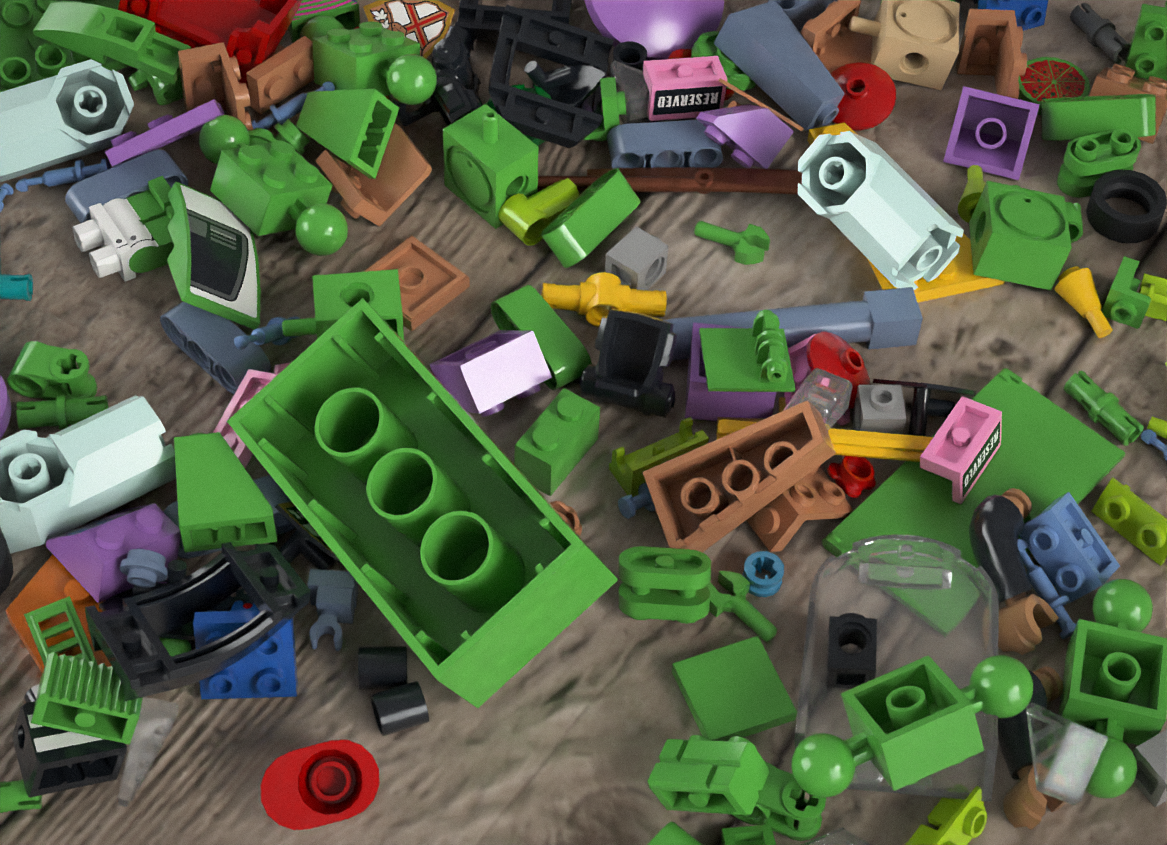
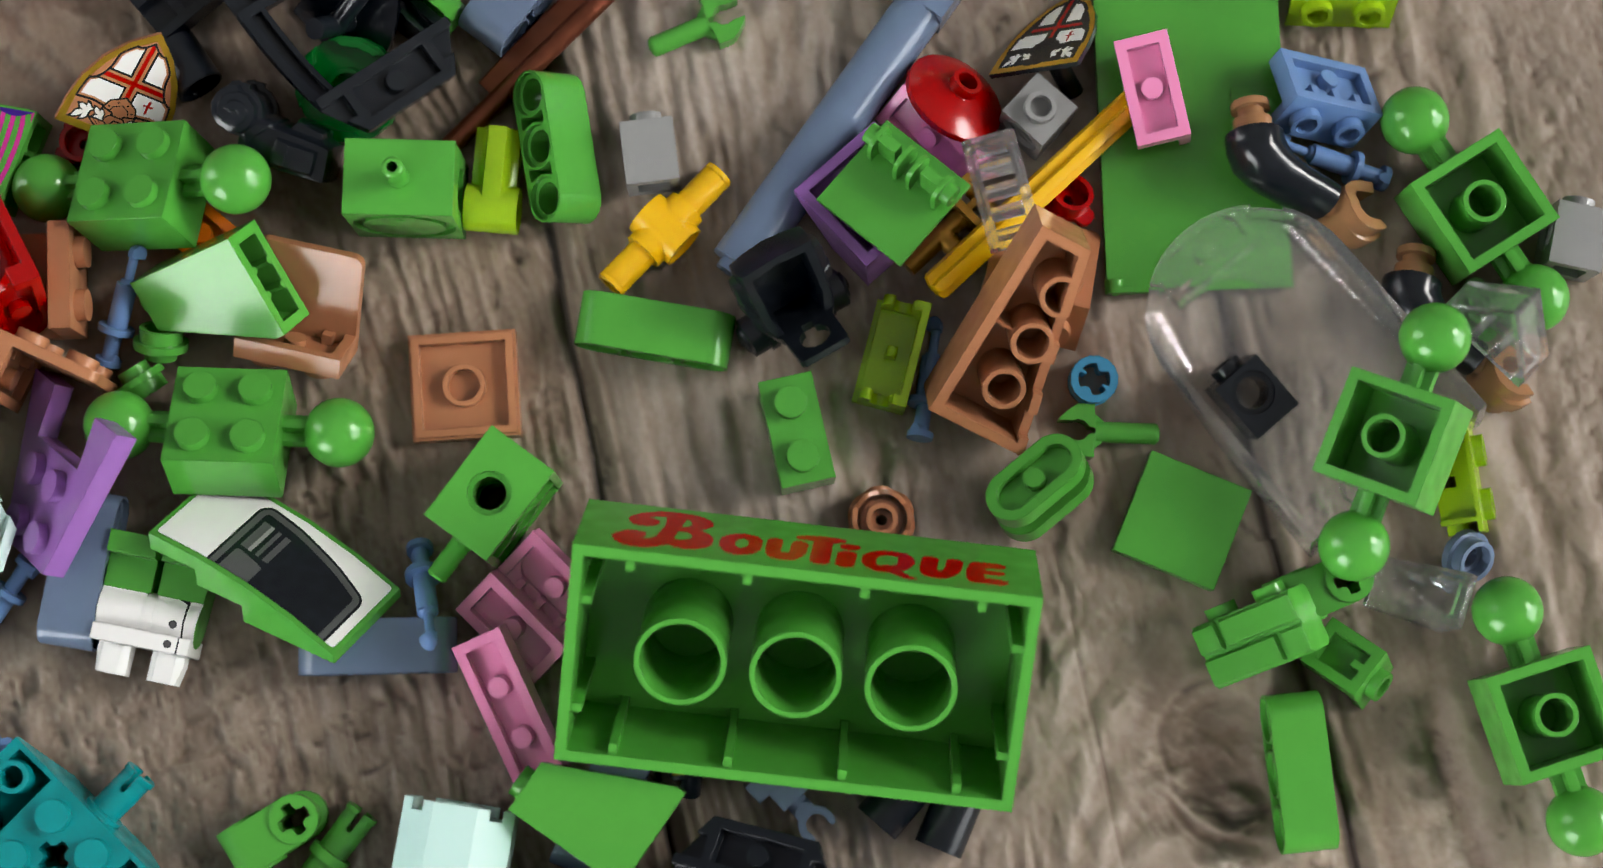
camera: 50 degrees left, 30 degrees up
(493, 371) = (652, 414): slope -> none

